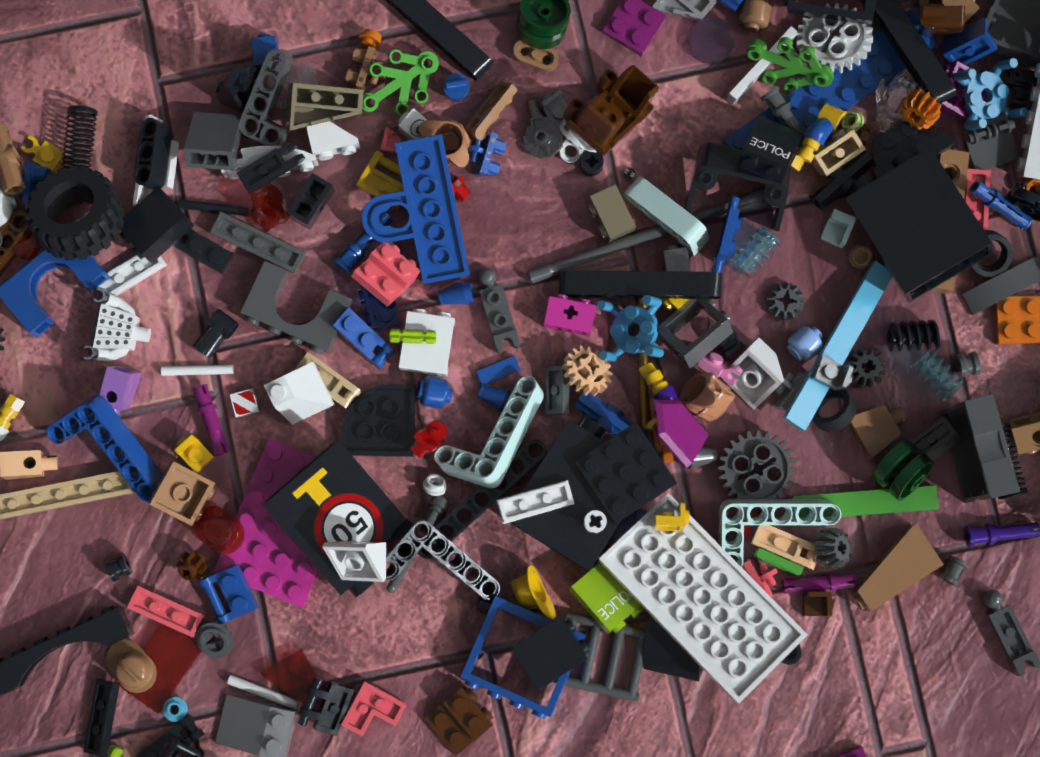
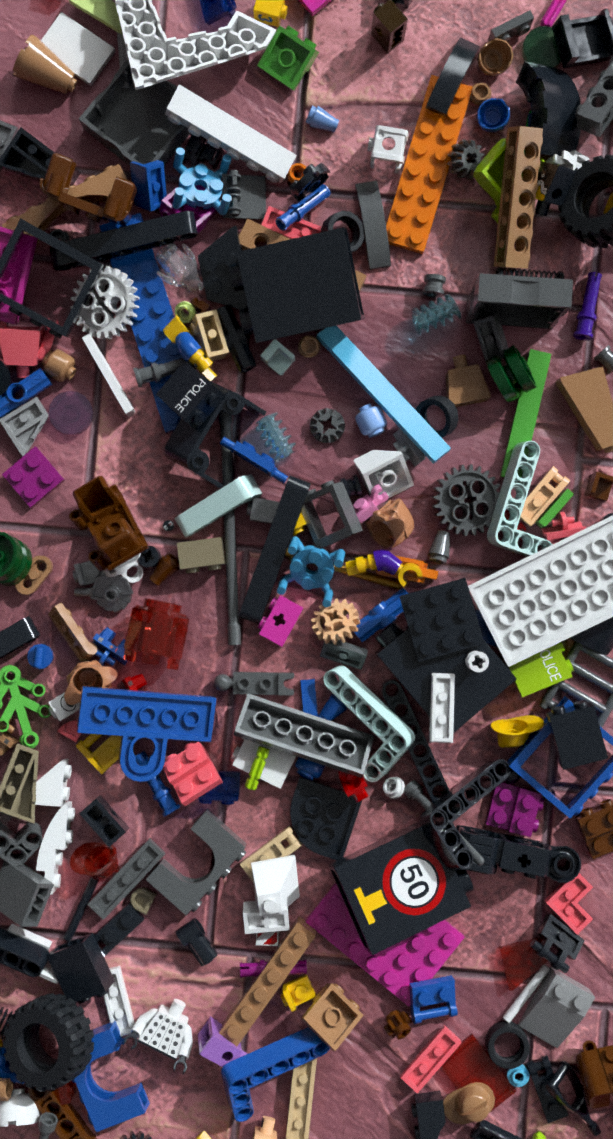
camera: 70 degrees left, 5 degrees up
(118, 566) = (378, 1090): black wheel -> none
(185, 687) = (512, 1061): none -> black tyre
(197, 370) = (222, 973): white bar -> none
(197, 416) = (267, 983): none -> medium nougat arch
(212, 647) = (473, 1027): dark grey gear -> none
(219, 530) = (374, 990): clear red piece -> none
(241, 266) = (142, 899): none -> dark tan tile
(257, 395) = (267, 923): none -> white hinge
(269, 167) = (62, 851): black hinge -> none
(358, 560) = (446, 884): white slope -> none
(362, 337) = (242, 812): blue plate -> none
(407, 655) = (534, 856): none -> black brick
(451, 618) = (514, 809): none -> magenta plate
(457, 295) = (230, 714): blue cone -> none
(460, 374) = (304, 735): none -> dark grey arch
(518, 193) = (156, 631): none -> clear red piece
(585, 183) = (165, 568): none -> reddish brown cone
(668, 522) = (494, 596): yellow bracket -> none
(679, 430) = (416, 558): magenta tile -> none
(815, 74) = (133, 330): bright green plant -> none
(816, 583) = (584, 468): magenta pin -> none
(832, 373) = (408, 407): flat silver bracket -> none
(832, 548) = (558, 458): dark grey gear -> none
(875, 372) = (400, 374): dark grey gear -> none
(913, 333) = (392, 323): black piece -> none
(920, 109) = (196, 248): orange gear -> none

